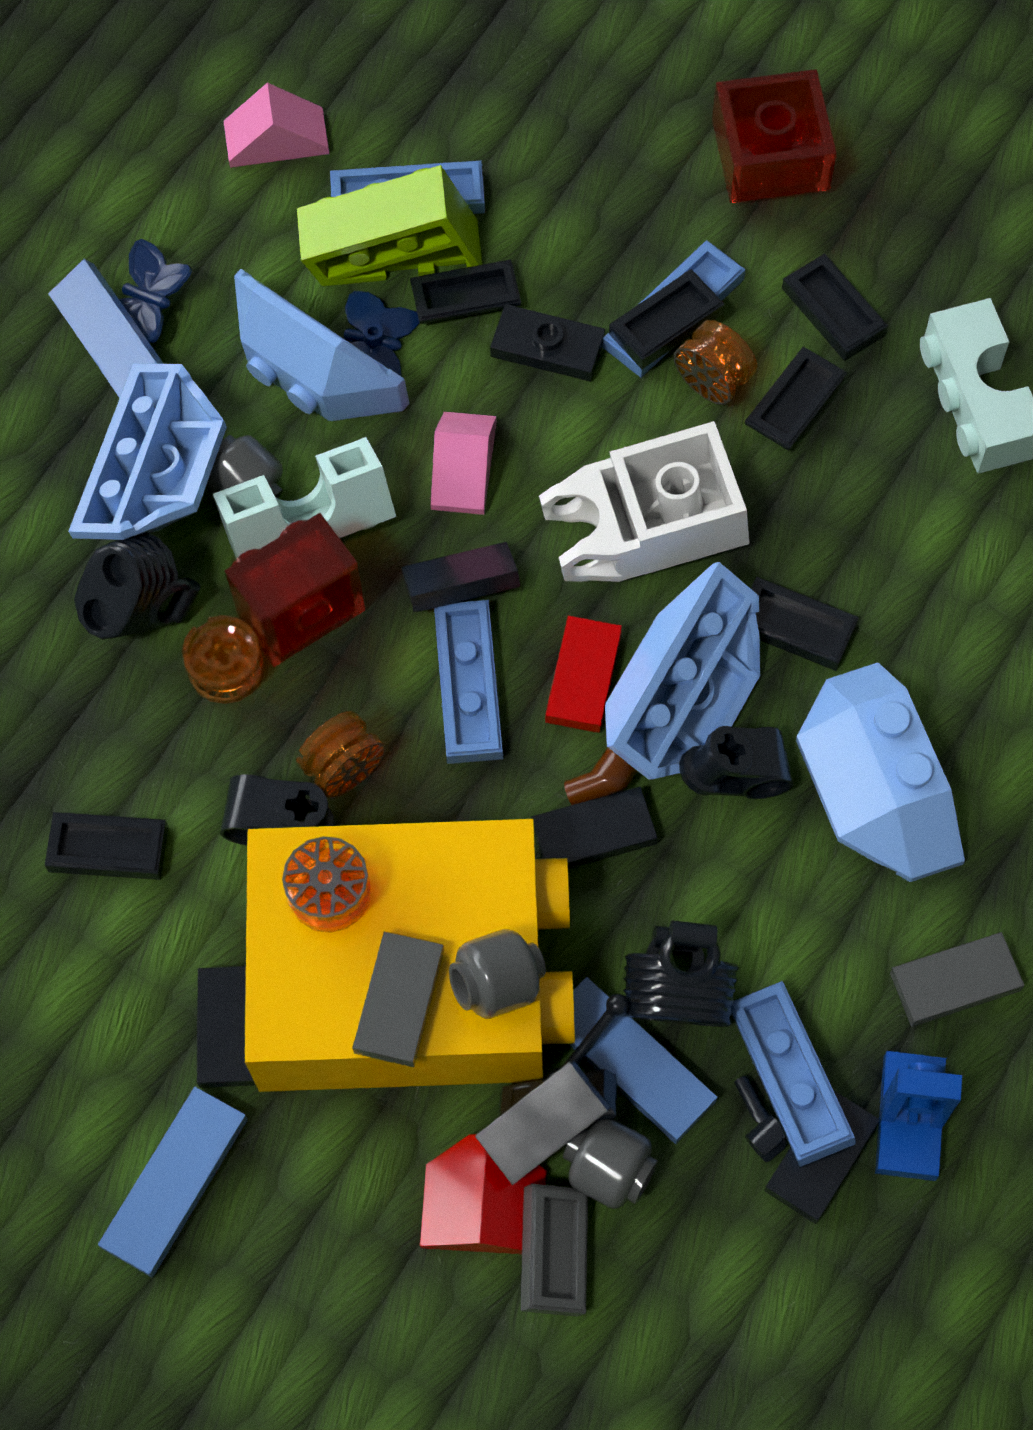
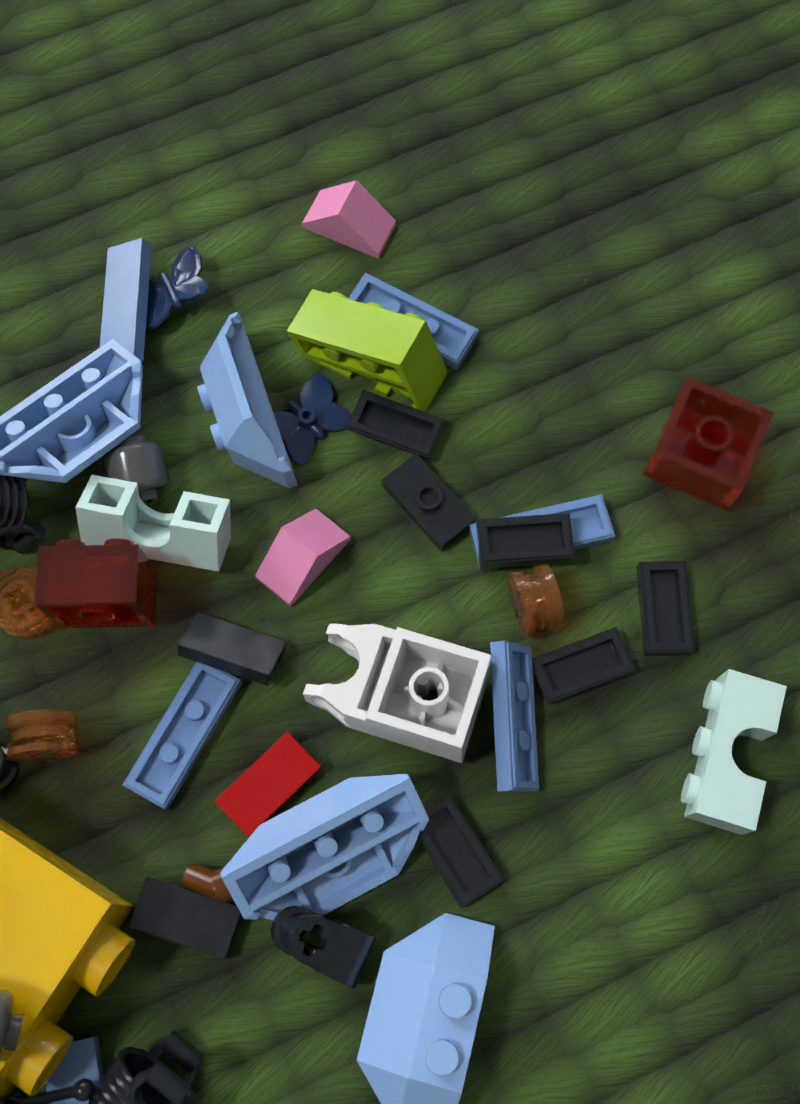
camera: 30 degrees right, 5 degrees up
(770, 474) = (514, 717): none -> medium blue tile

